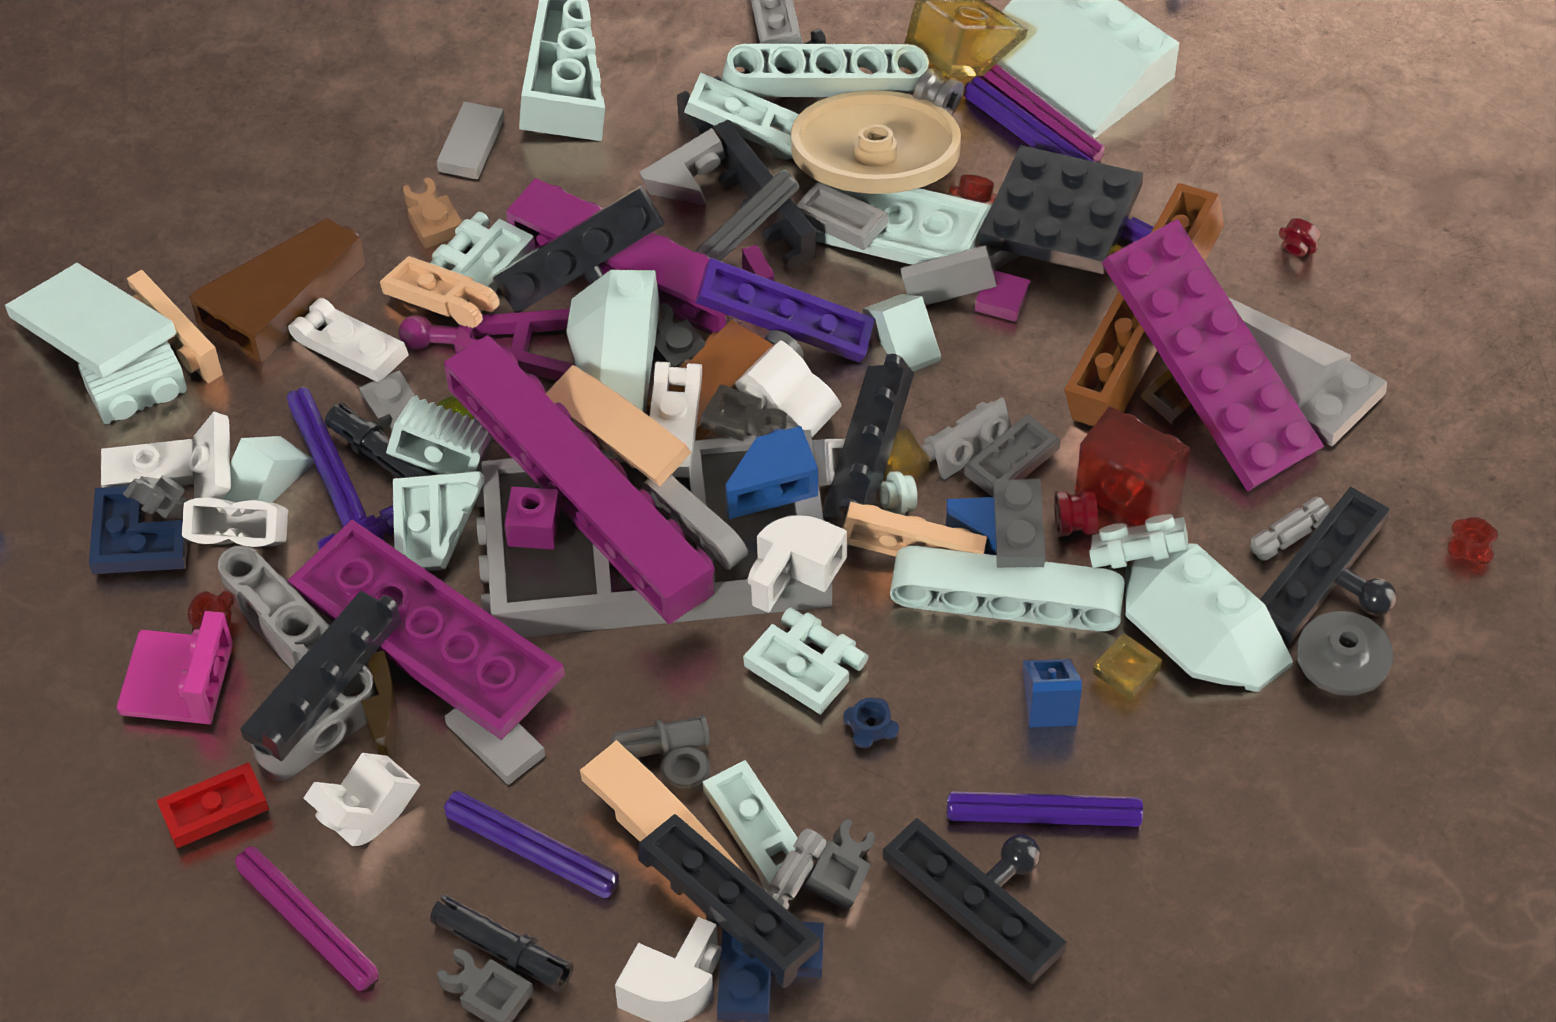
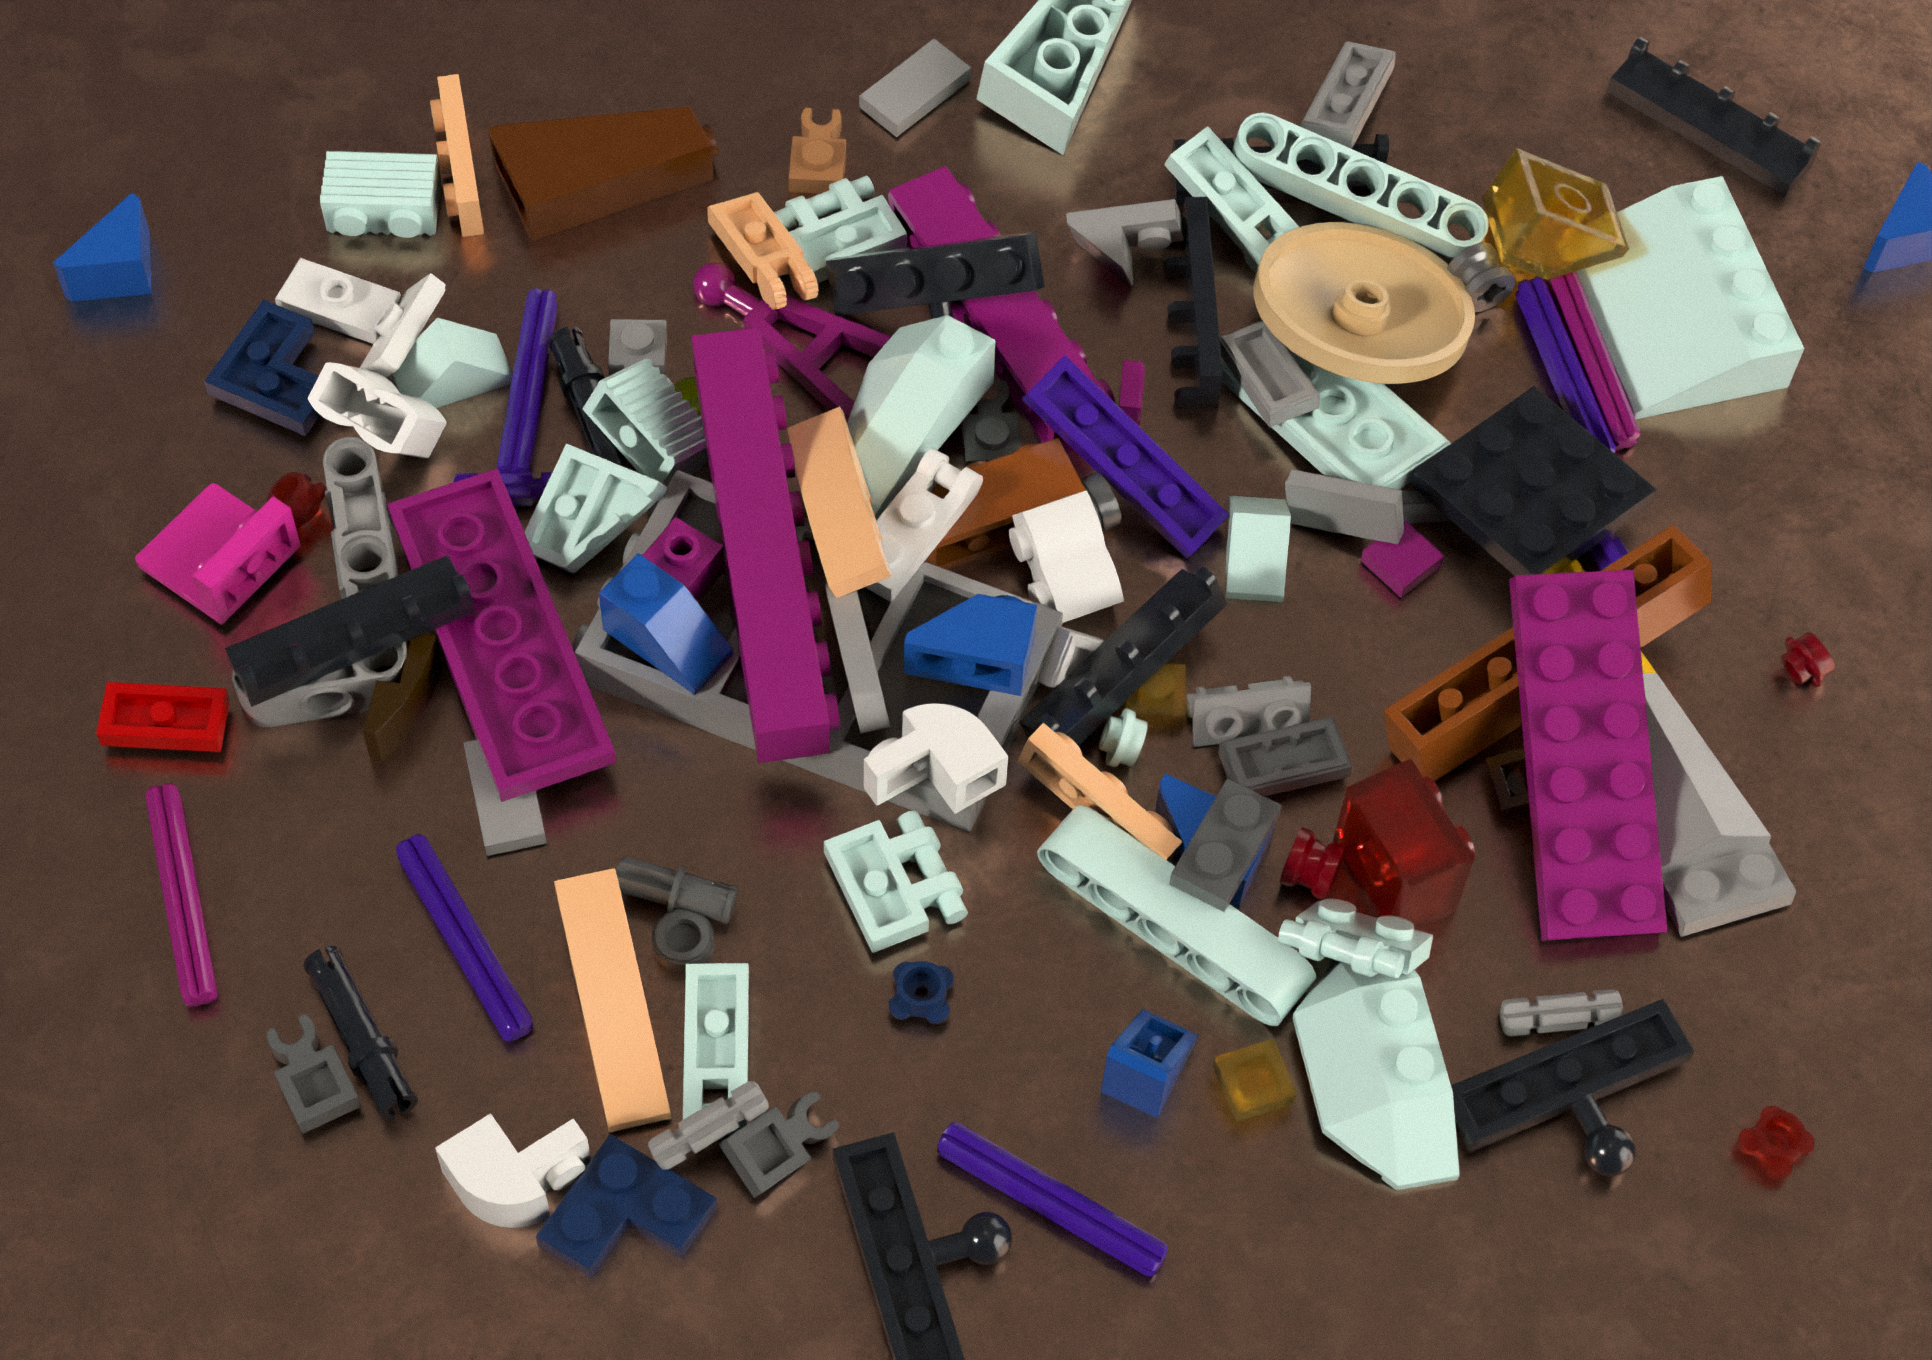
camera: 25 degrees right, 5 degrees up
(90, 320) = (372, 107): light aqua tile -> none
(158, 495) = (315, 338): dark grey plate -> none
(348, 341) = (633, 260): white plate -> none
(366, 799) = (318, 796): white brick -> none
(546, 562) = (663, 624): none -> blue slope
(729, 898) = (618, 1117): black hinge -> none
(739, 413) = (989, 553): clear smoke plate -> none
(749, 216) = (1155, 326): dark grey axle -> none
(974, 188) = (1448, 413): clear red plate -> none
(1344, 653) = (1517, 1225): dark grey piece -> none

